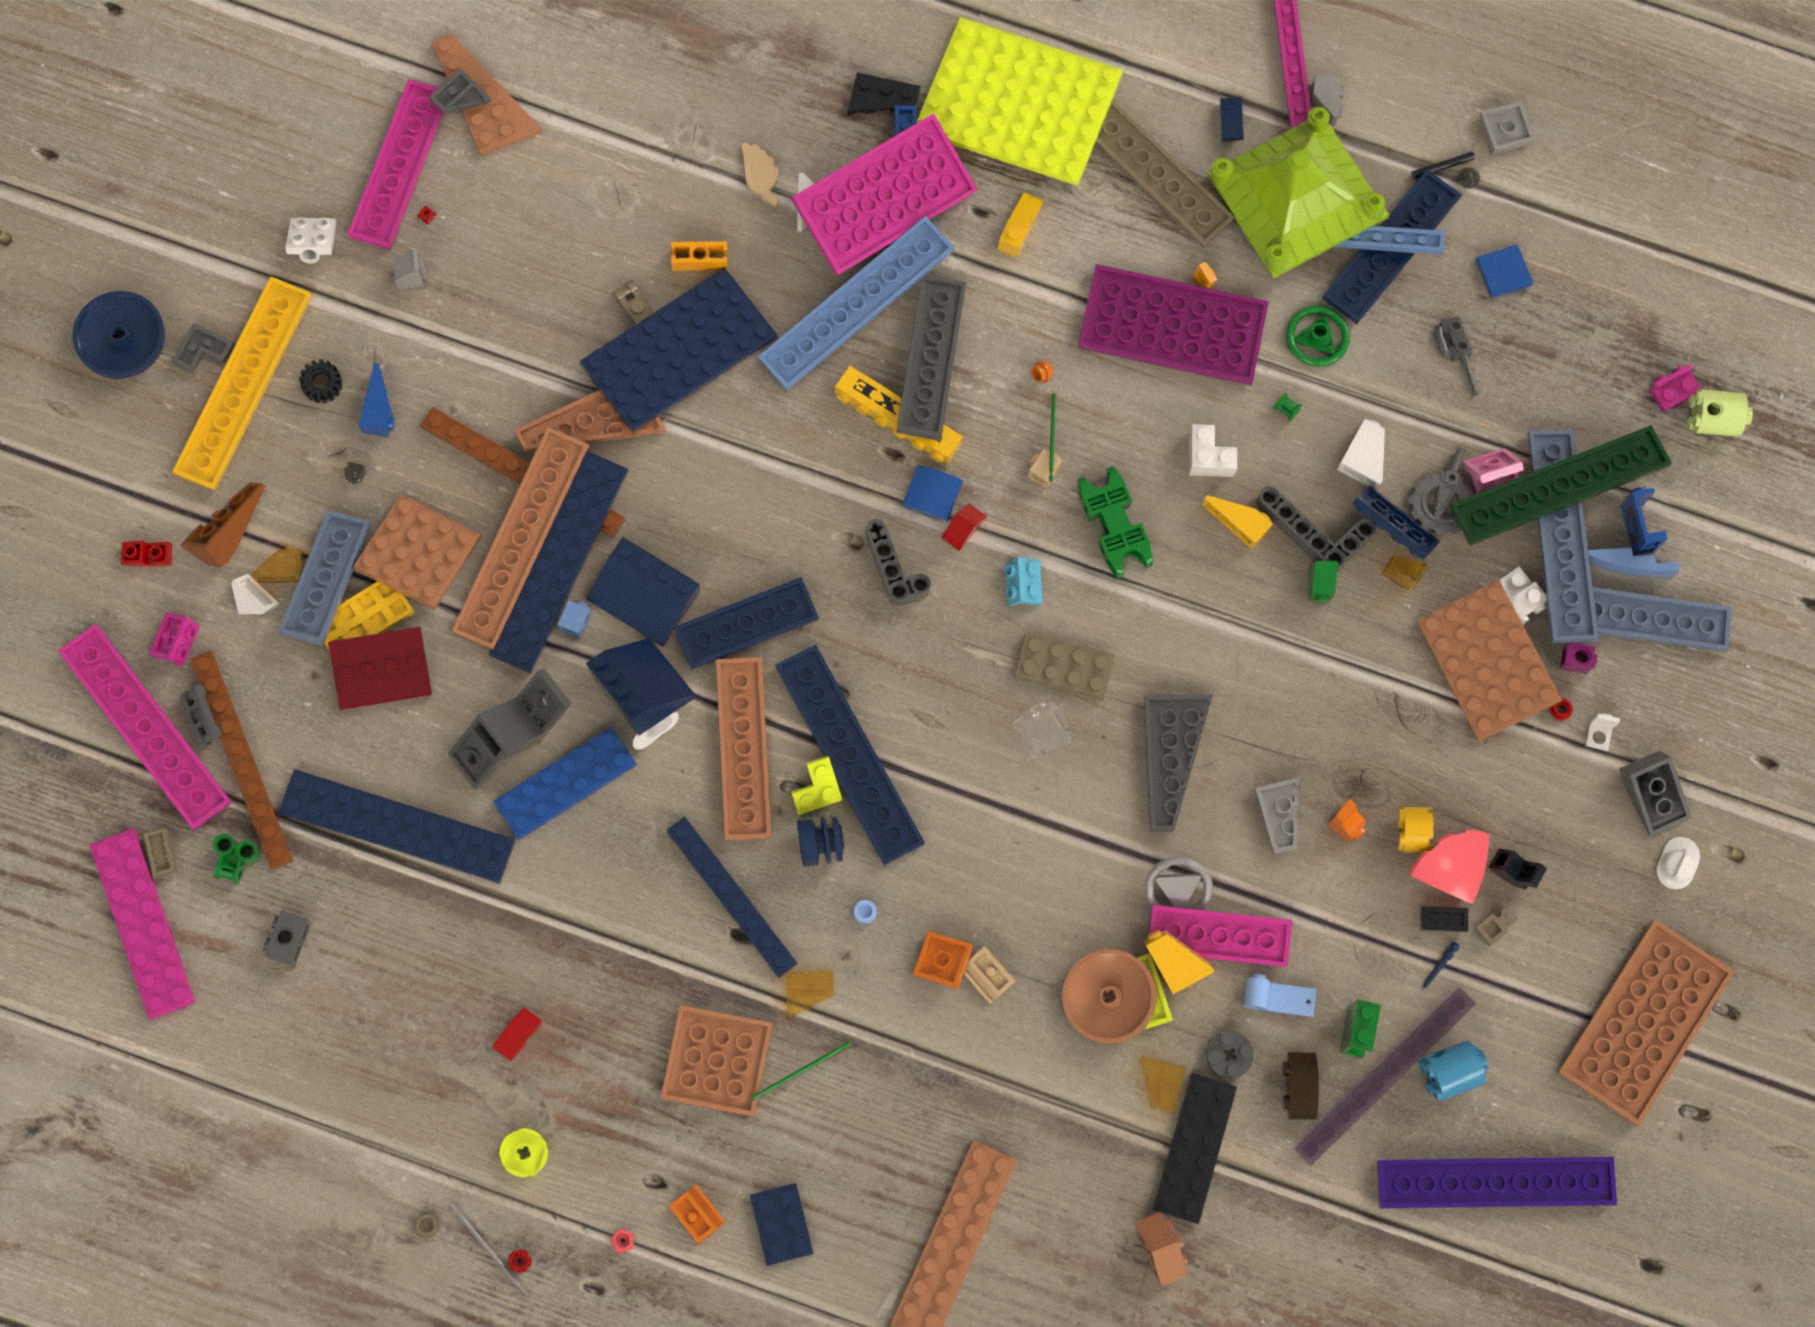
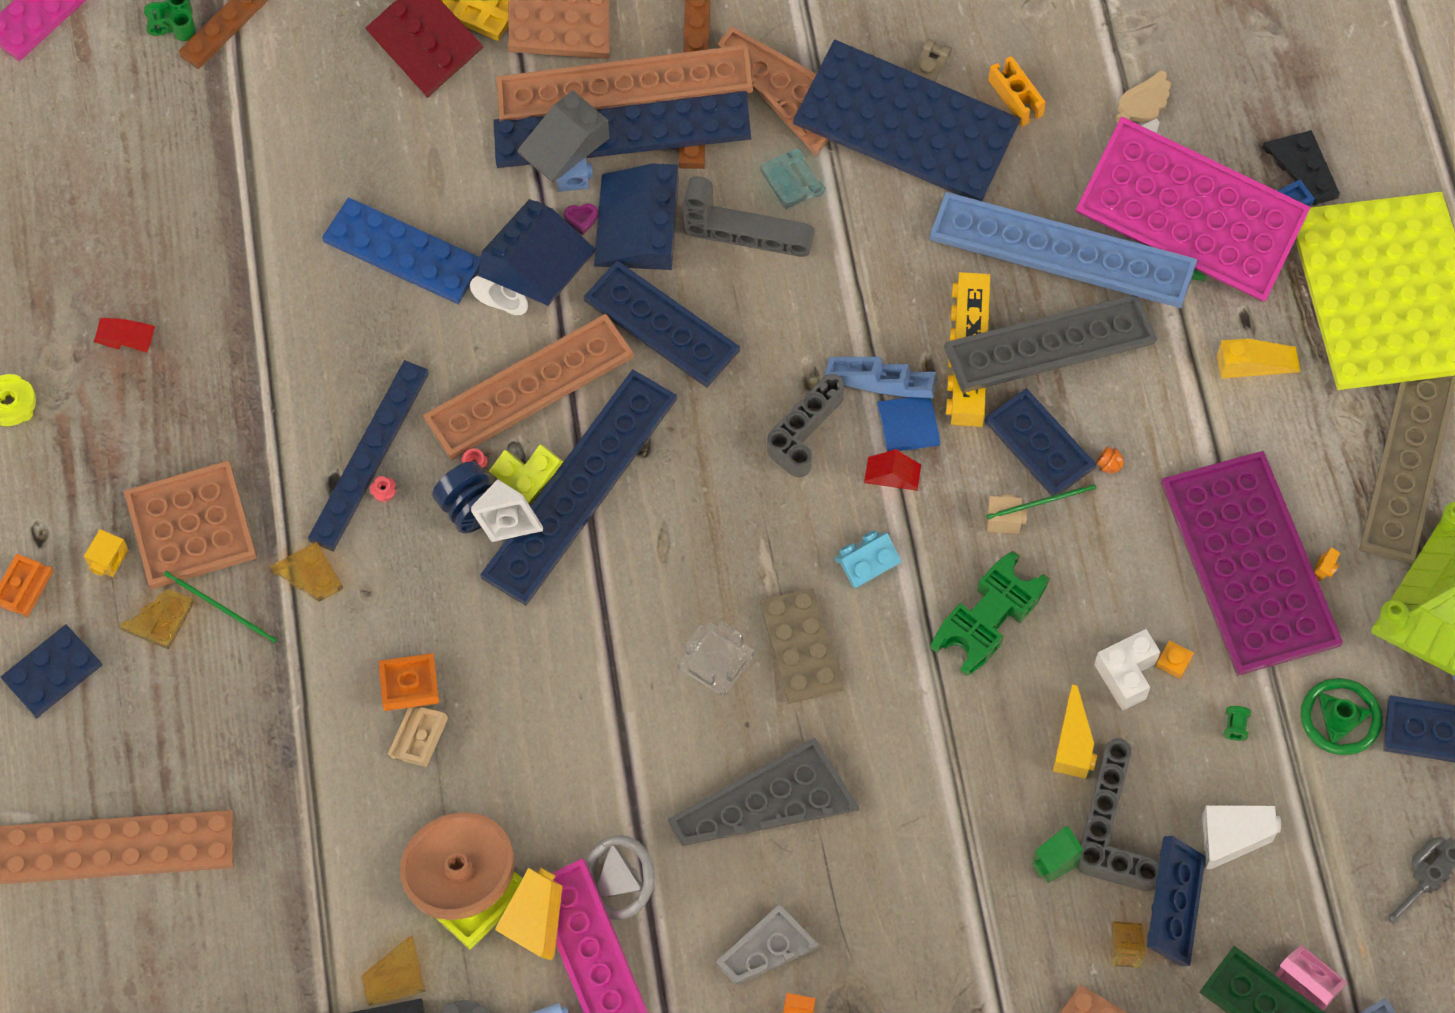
camera: 70 degrees right, 10 degrees down
(288, 952) = (128, 103): dark grey brick -> none
(397, 826) = (278, 135): dark blue plate -> none
(509, 728) = (424, 166): dark grey bracket -> none
(549, 608) = (565, 136): none -> dark grey slope
(615, 634) = (581, 217): none -> magenta tile
(676, 466) = (786, 183): none -> clear light blue plate
(680, 539) = (741, 227): none -> dark grey beam
(707, 1137) = (105, 553): none -> yellow brick
(768, 894) = (383, 495): none -> coral plate
(779, 817) = (477, 455): none -> coral plate
(785, 1121) = (161, 619): none -> clear yellow wing
(854, 818) = (505, 513): none -> white slope
(865, 911) = (422, 585): light blue tile -> none
(885, 491) = (881, 378): none -> medium blue slope
(1001, 410) = (1040, 443): none -> dark blue plate
(1218, 417) = (1174, 659): none -> light orange plate
(1447, 486) = (1260, 941): flat silver bar -> none

